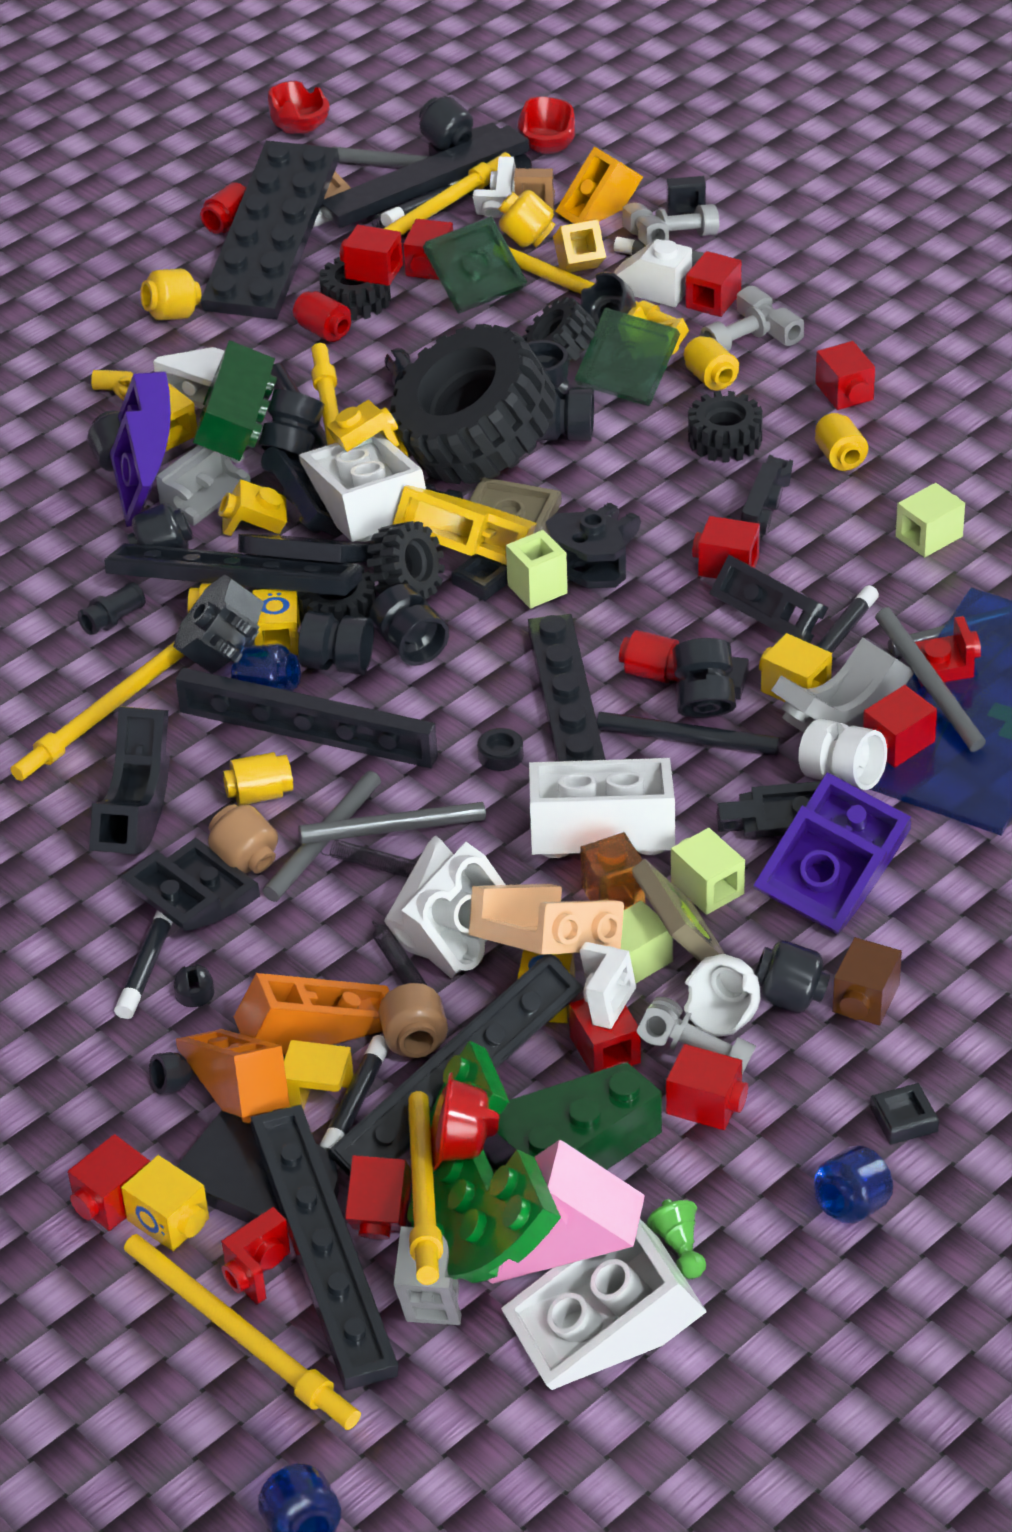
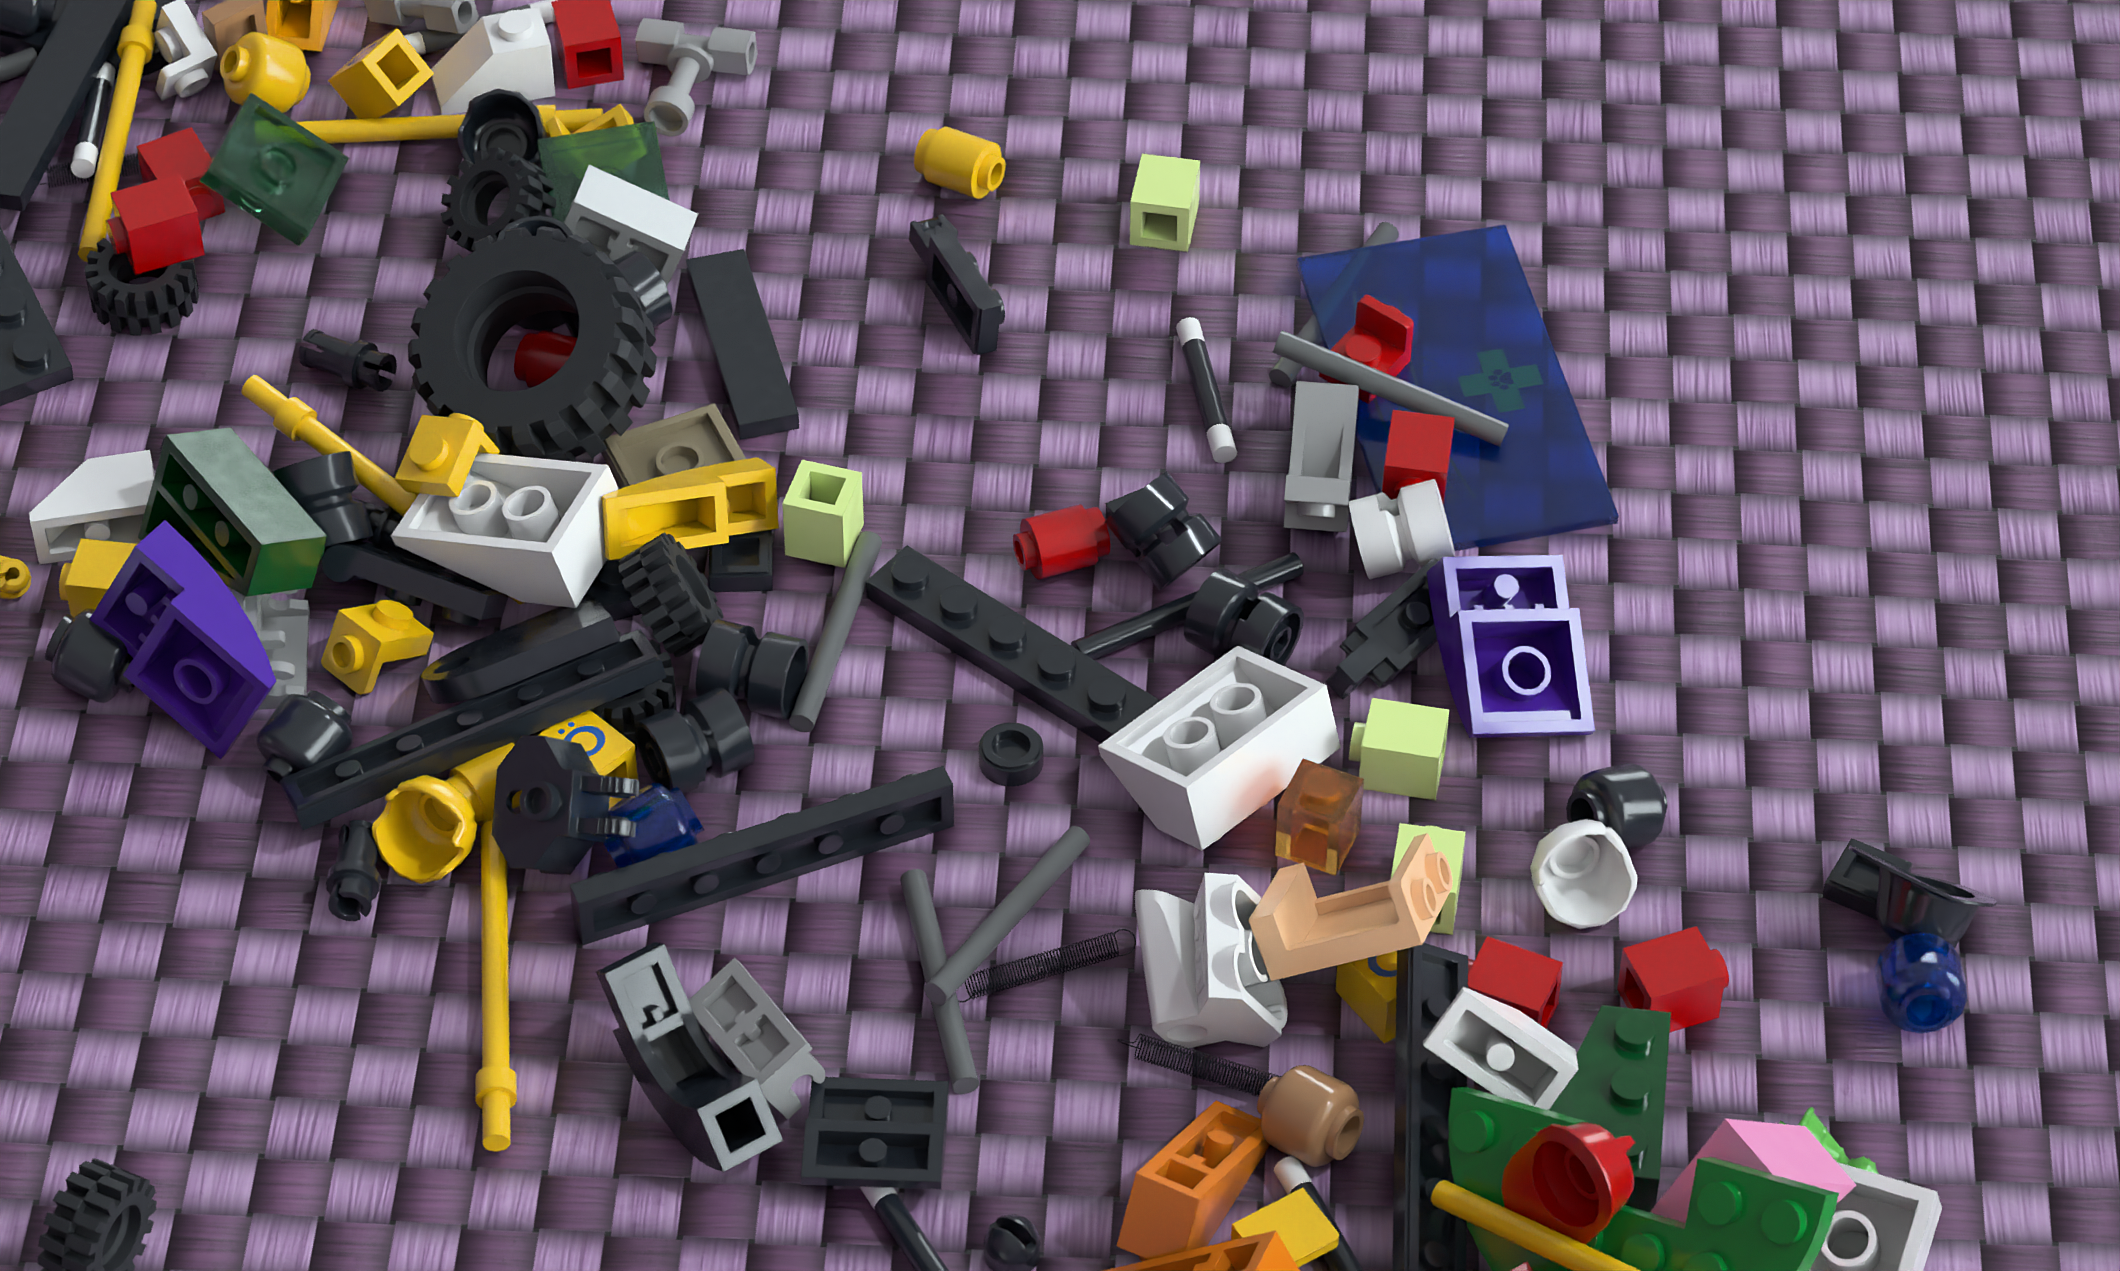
camera: 45 degrees left, 5 degrees up
(160, 605) = (425, 829): none -> yellow hair
(174, 796) = (756, 1035): none -> light grey hinge
(243, 838) = (874, 1040): medium nougat head -> none
(258, 778) = (799, 959): yellow brick -> none
(322, 315) = (152, 341): red brick -> none
(484, 637) = (835, 632): none -> dark grey bar
(528, 1041) = (1503, 1050): none -> white slope
(595, 543) = (851, 438): black hinge -> none
(607, 983) = (1494, 920): white bracket -> none
(615, 376) = (629, 219): none -> hinge
(618, 465) = (742, 344): none -> black tile
(663, 1021) = (1593, 940): light grey bar -> none
(676, 912) = (1442, 808): dark tan tile -> none
(695, 753) = (1233, 614): none -> black wheel
(711, 362) = (701, 144): yellow brick -> none
(725, 426) = (808, 238): black tyre -> none
(725, 538) = (992, 364): red brick -> none
(766, 599) = (1106, 399): black plate -> none
(796, 661) = (1229, 466): yellow brick -> none
(845, 375) = (874, 76): red brick -> none
(867, 981) = (1693, 763): reddish brown brick -> none
(903, 1134) = (1922, 903): none -> black piece

